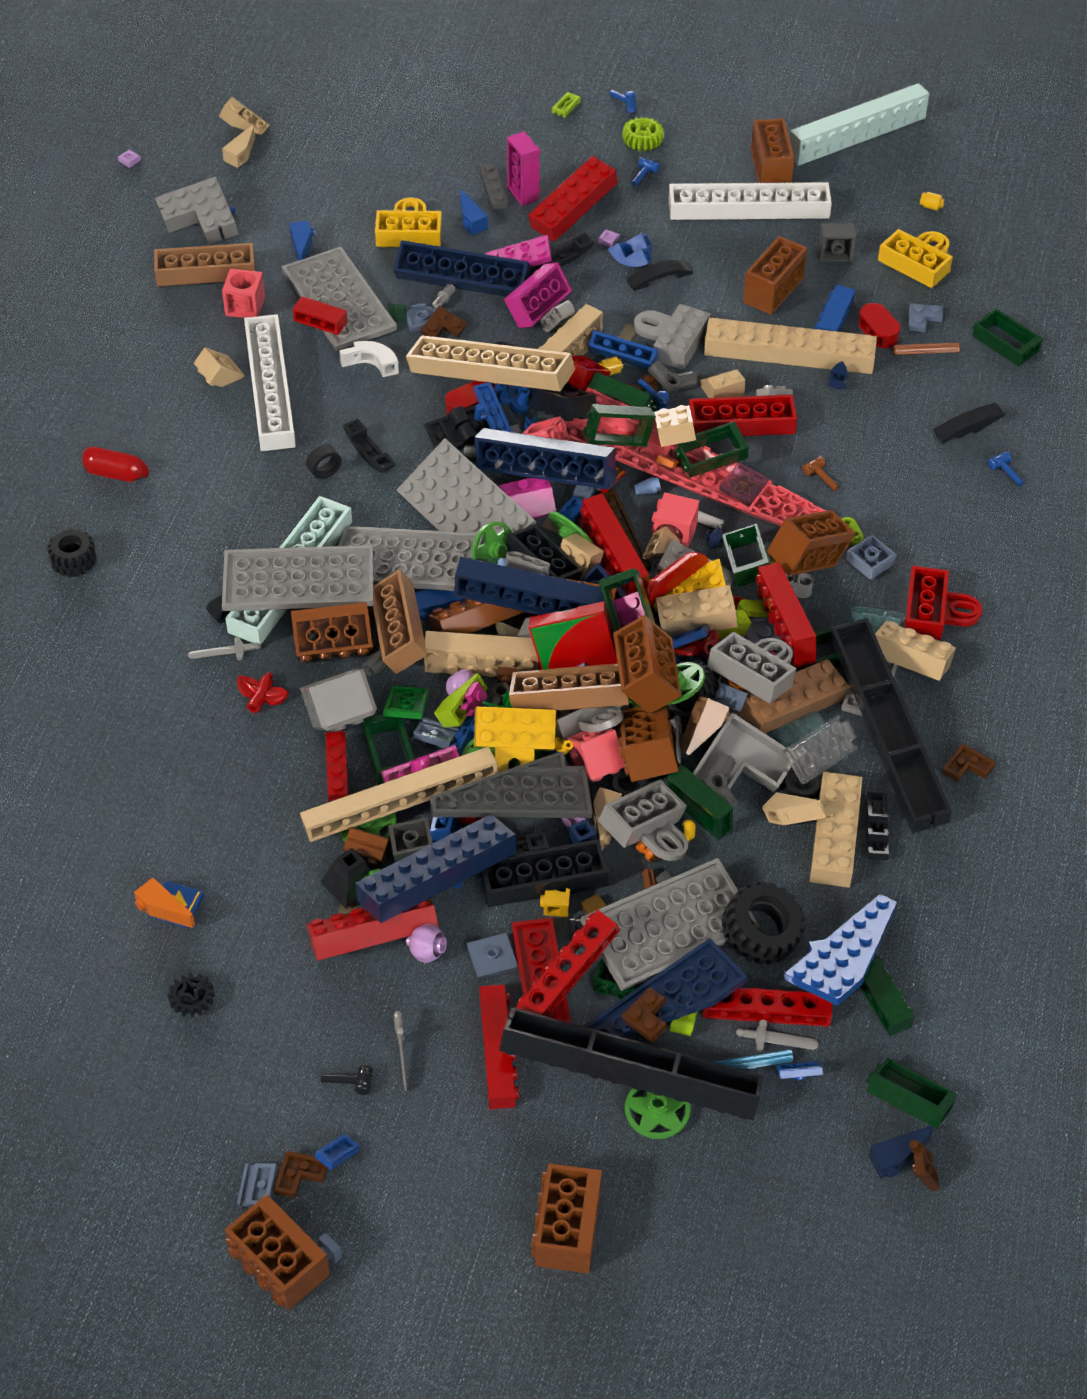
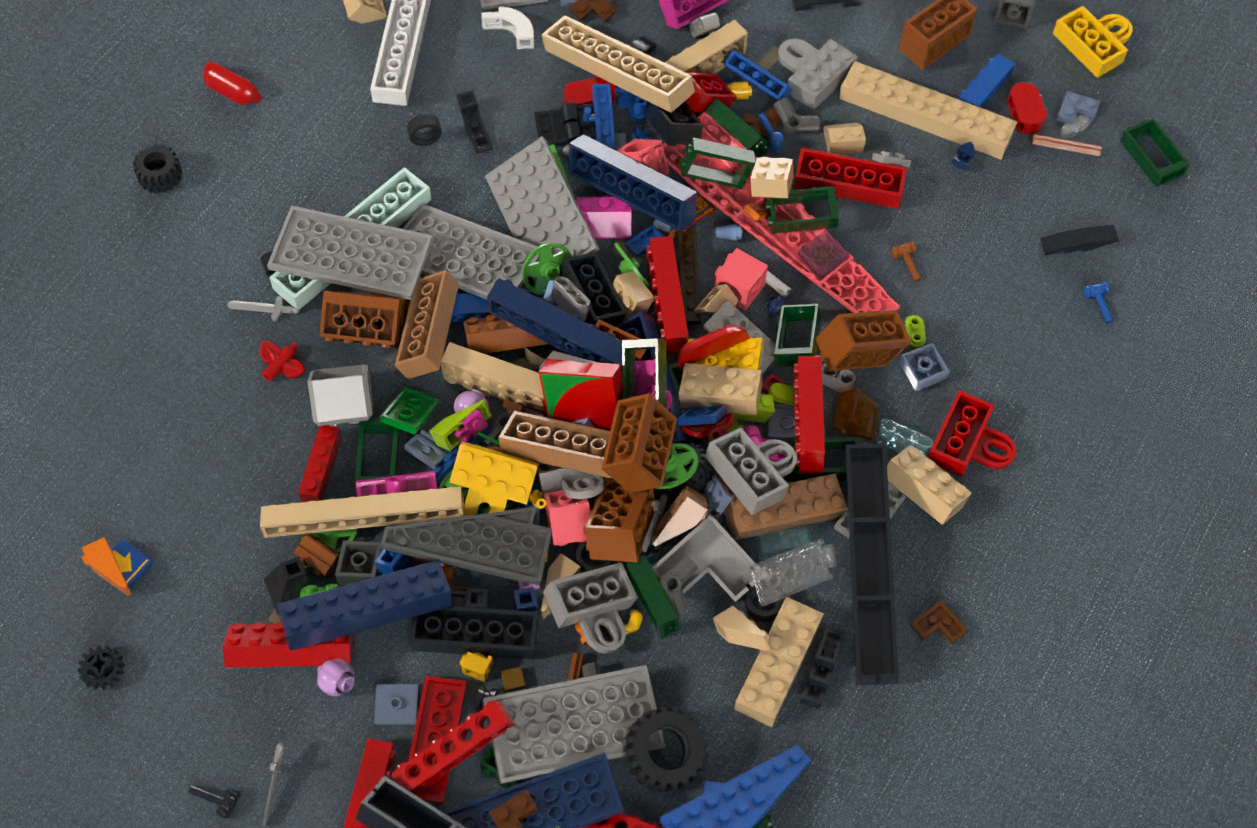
camera: 15 degrees right, 10 degrees up
(824, 608) = (857, 414): none -> clear orange slope
(929, 331) = (1075, 127): none -> clear plate

